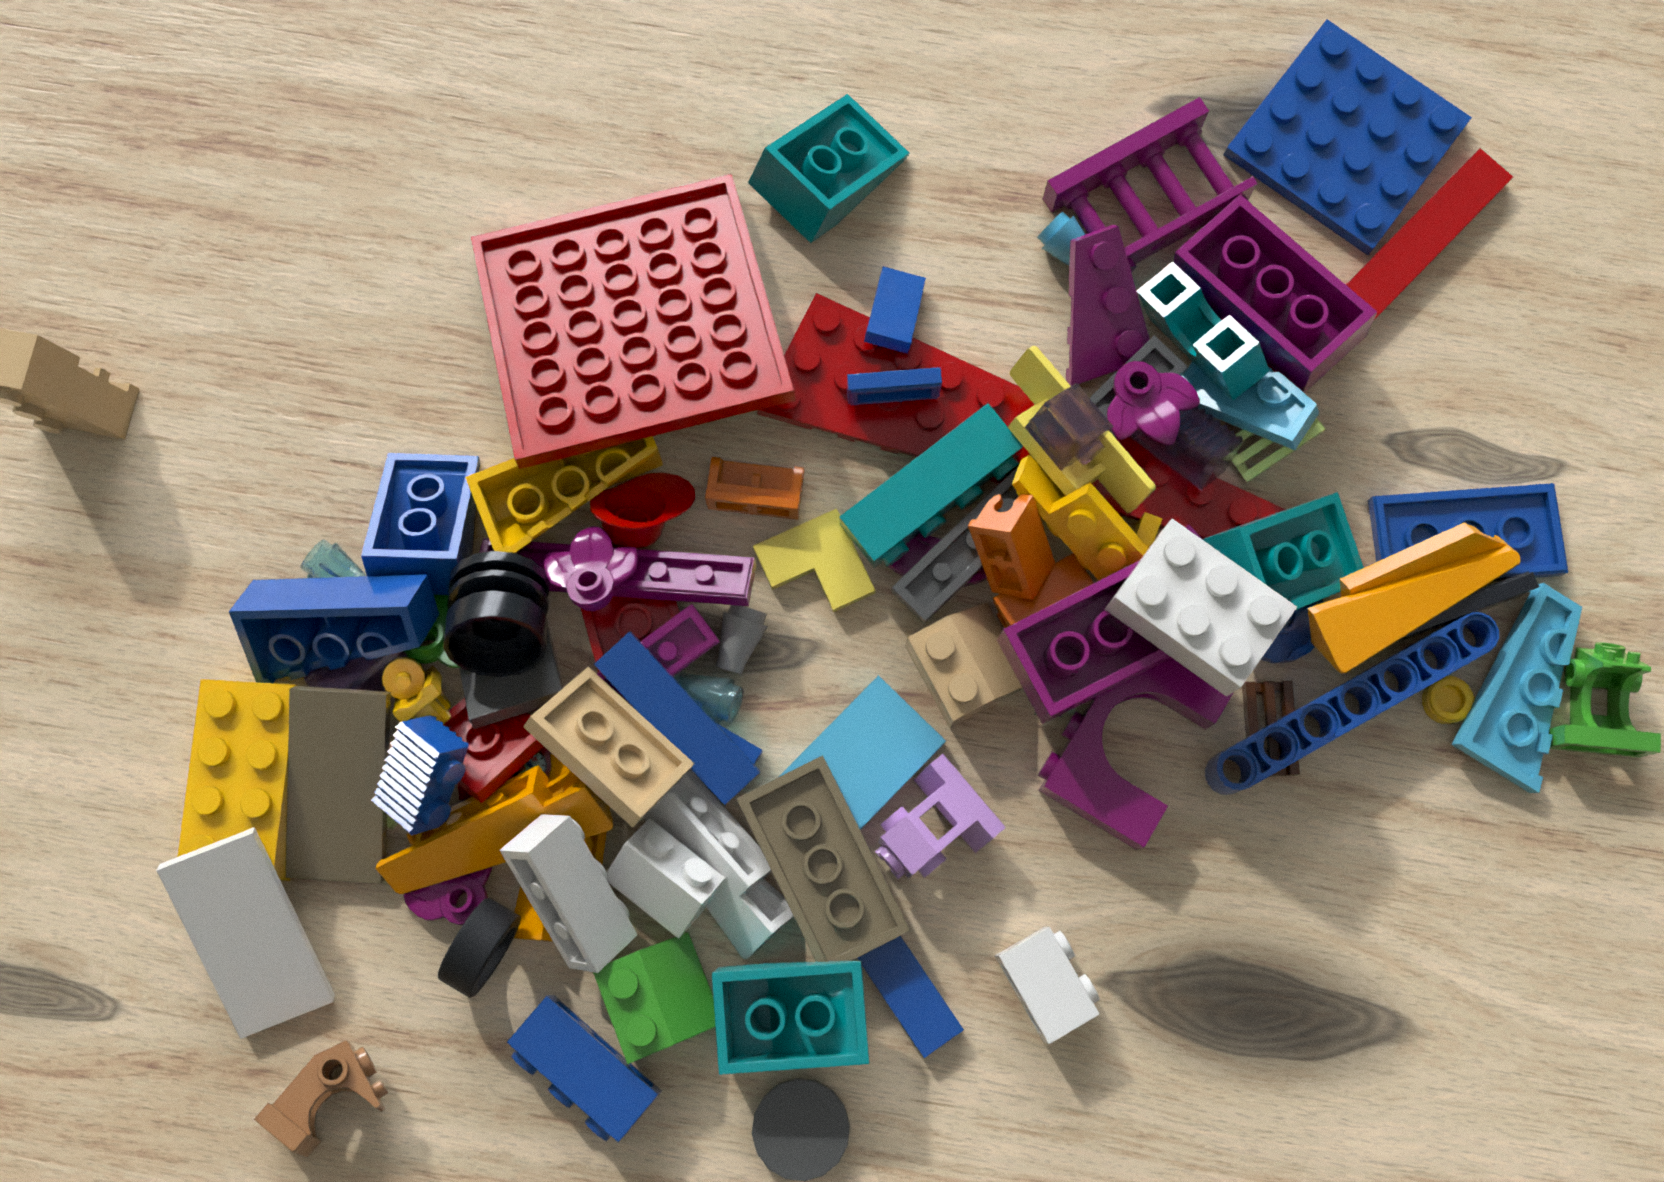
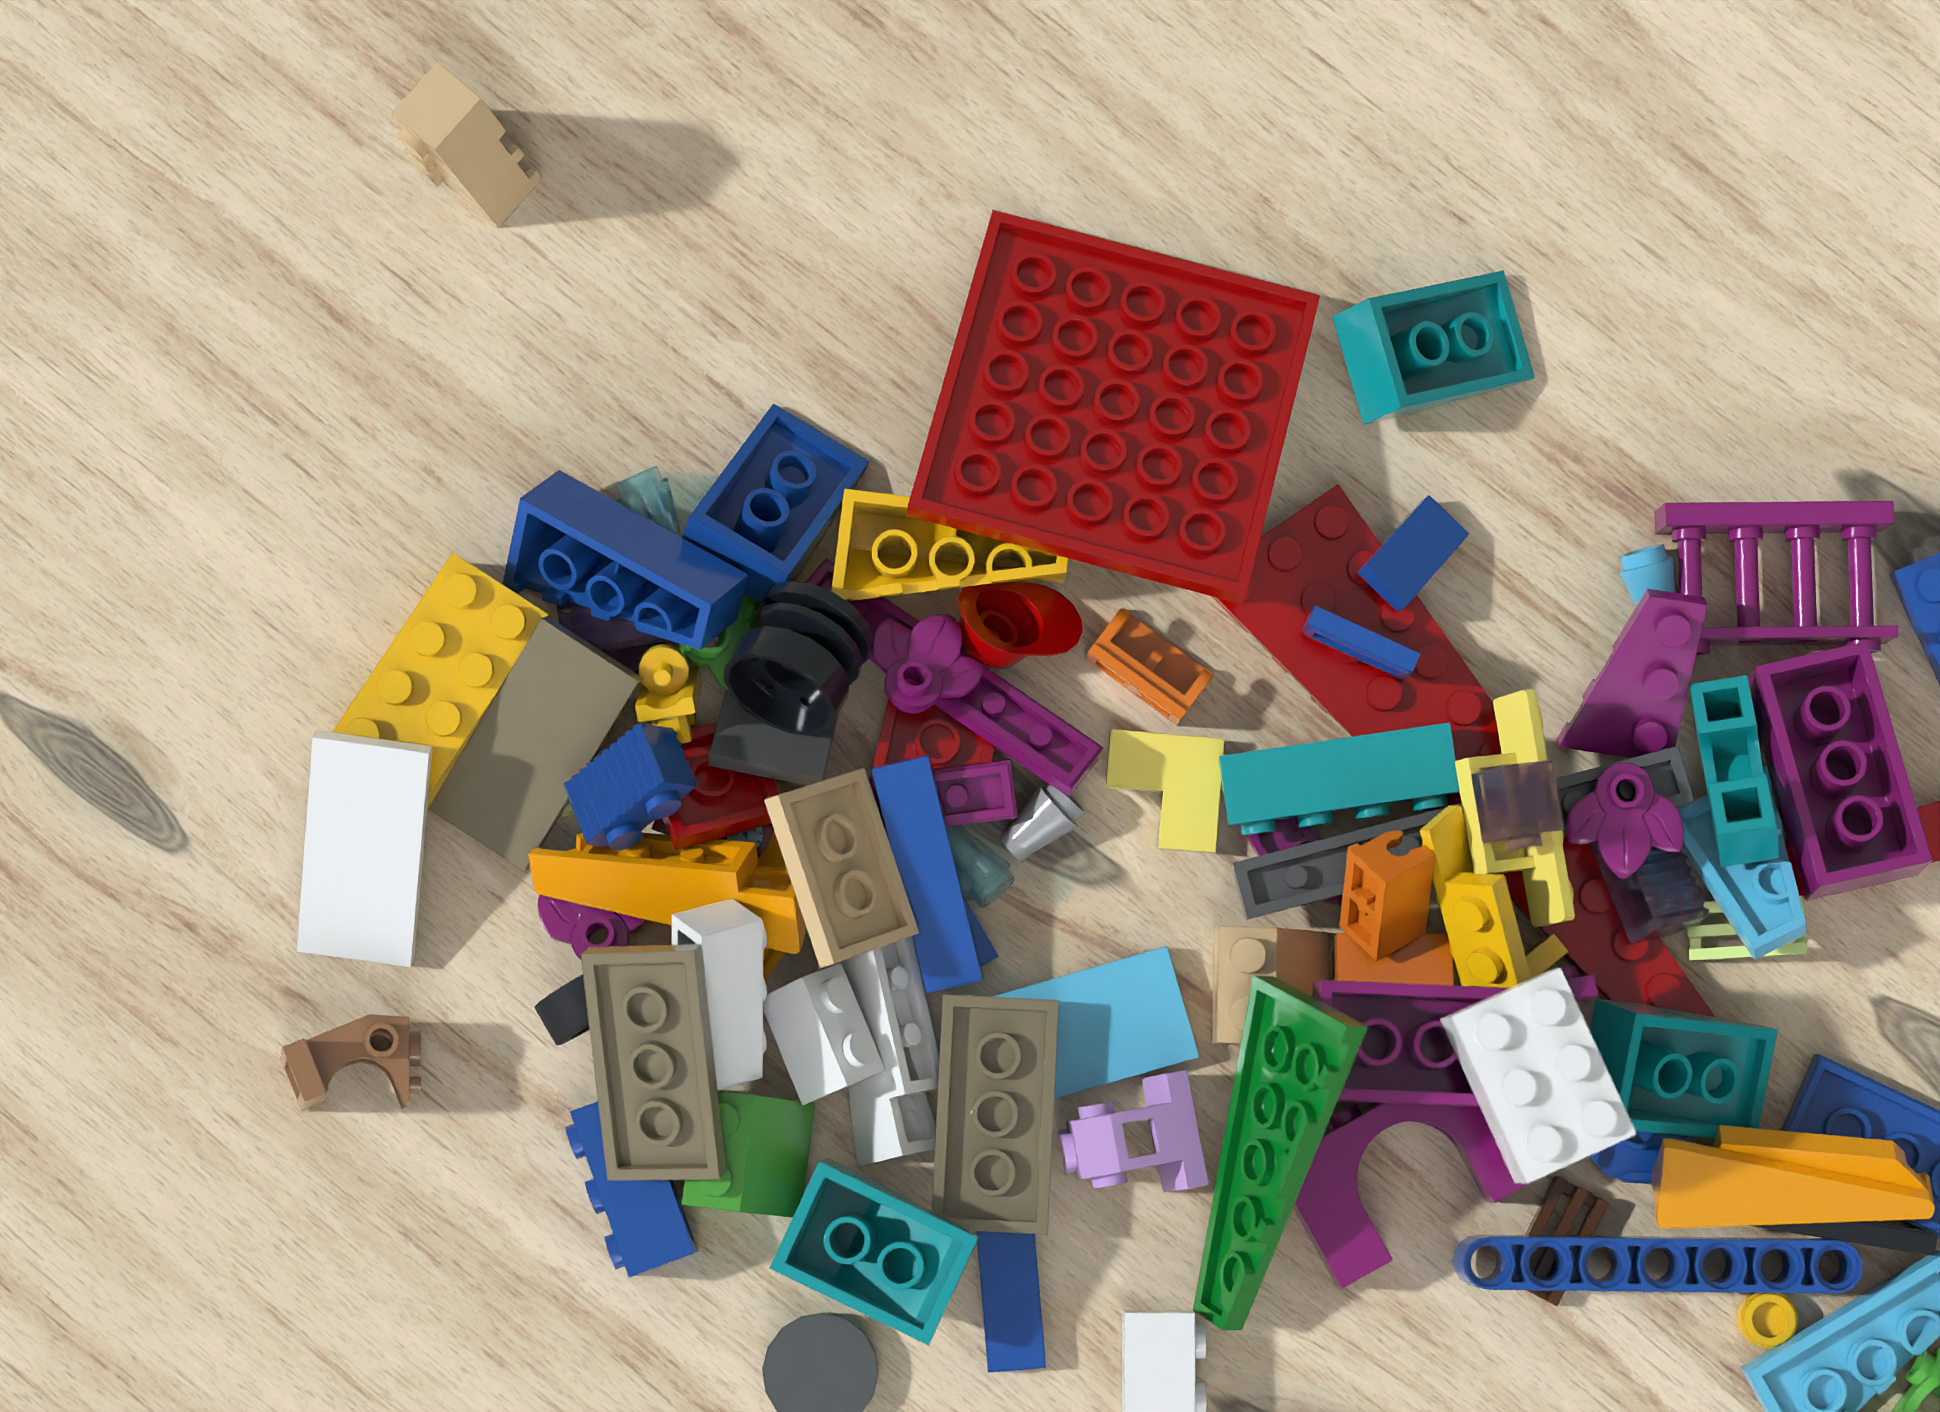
camera: 25 degrees right, 5 degrees up
(545, 968) = (654, 1062): none -> dark tan plate
(1025, 732) = (1280, 1103): none -> green wing

